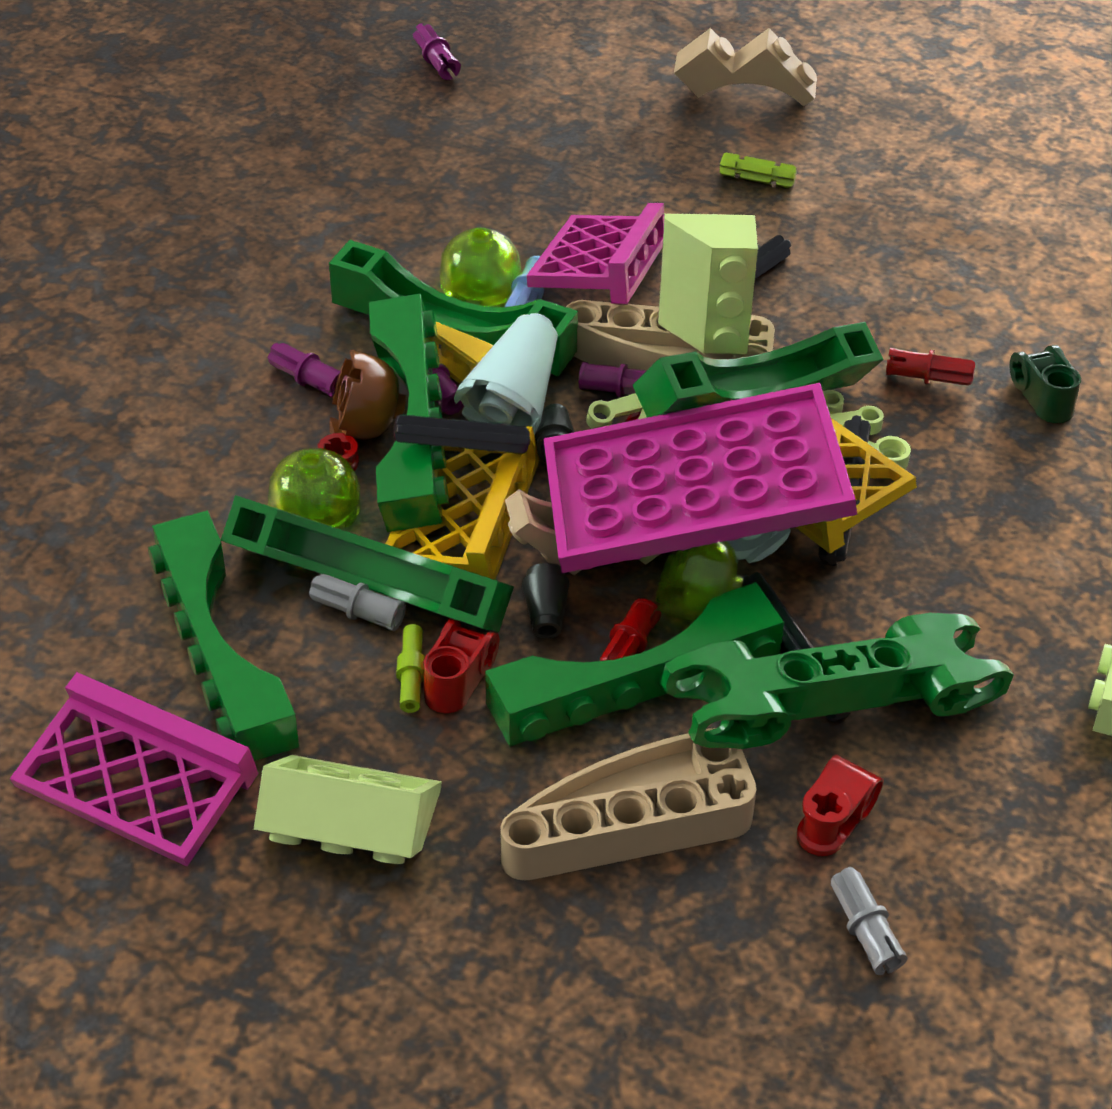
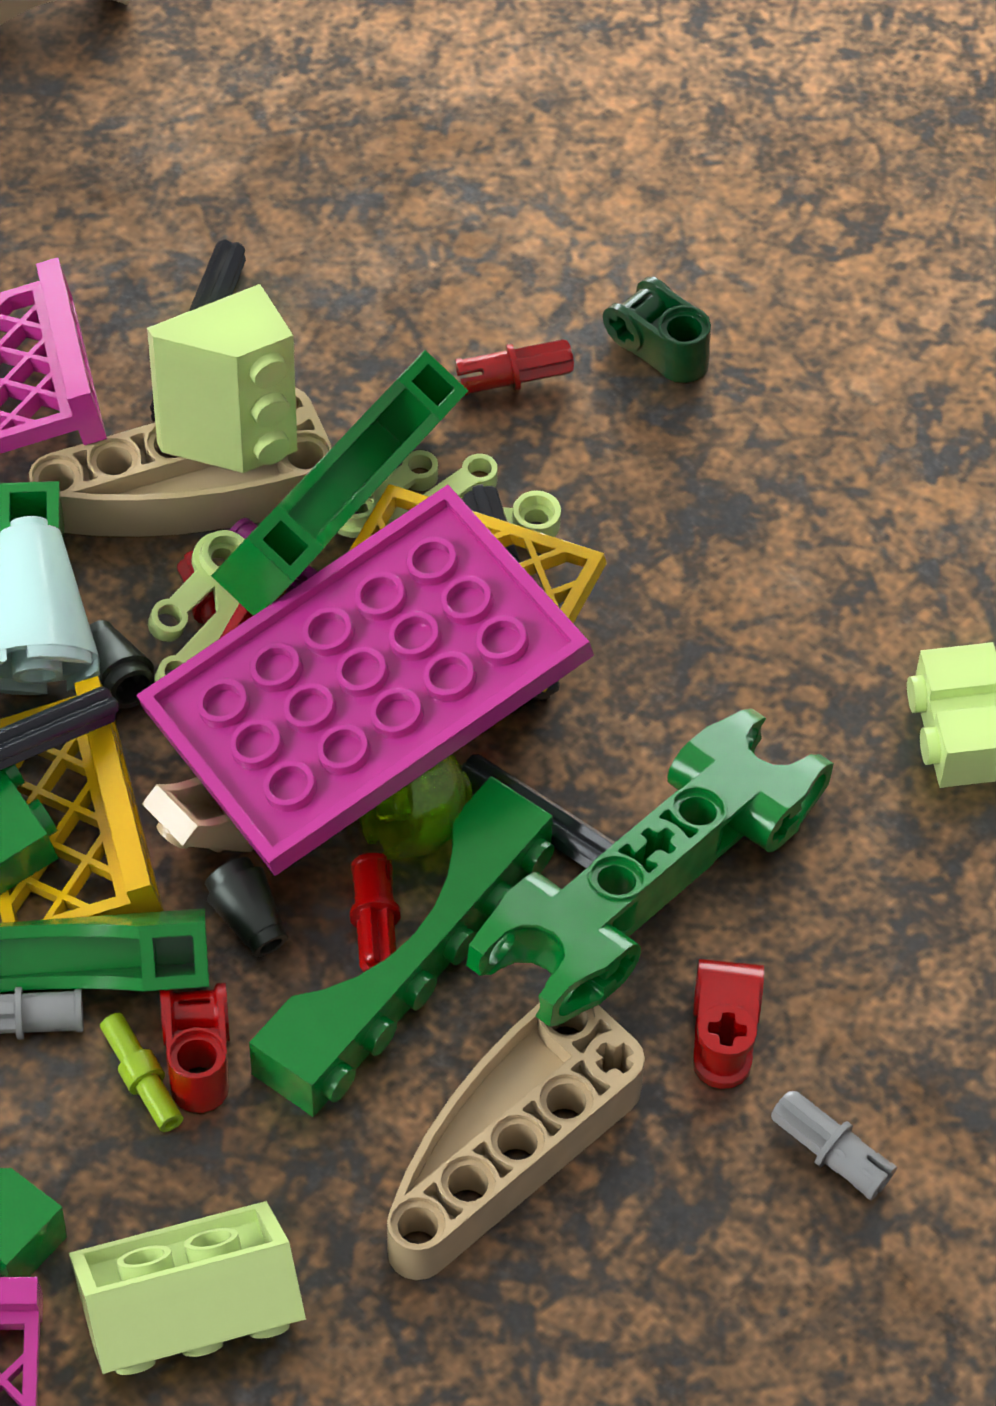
camera: 30 degrees left, 10 degrees up
(608, 378) = (148, 548): magenta axle -> none
(758, 170) = (131, 140): lime axle -> none

